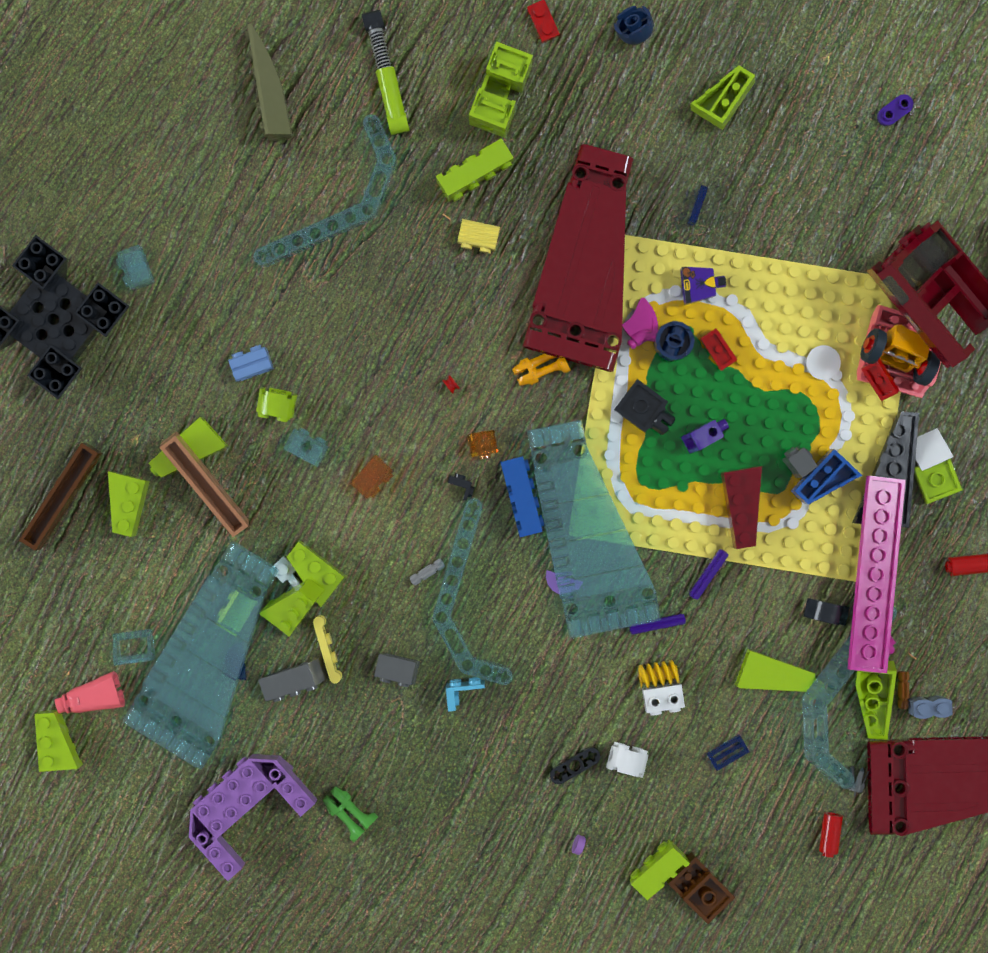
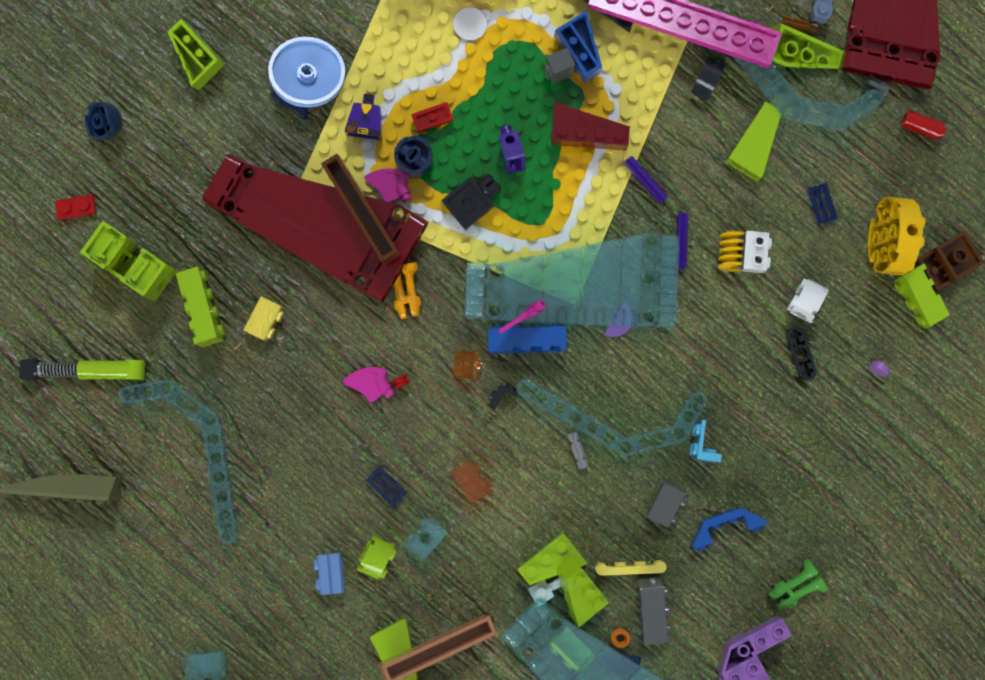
camera: 75 degrees left, 5 degrees down
(254, 659) = (626, 640): none -> orange plate
(338, 395) = (385, 496): none -> clear blue tile
(373, 711) = (702, 536): none -> blue slope
(442, 355) = (370, 382): none -> dark pink arm
(548, 494) = (532, 310): none -> dark pink arm
(607, 304) = (361, 209): none -> reddish brown brick
(710, 830) = (895, 236): none -> yellow brick
(748, 210) = (306, 72): none -> light blue dish

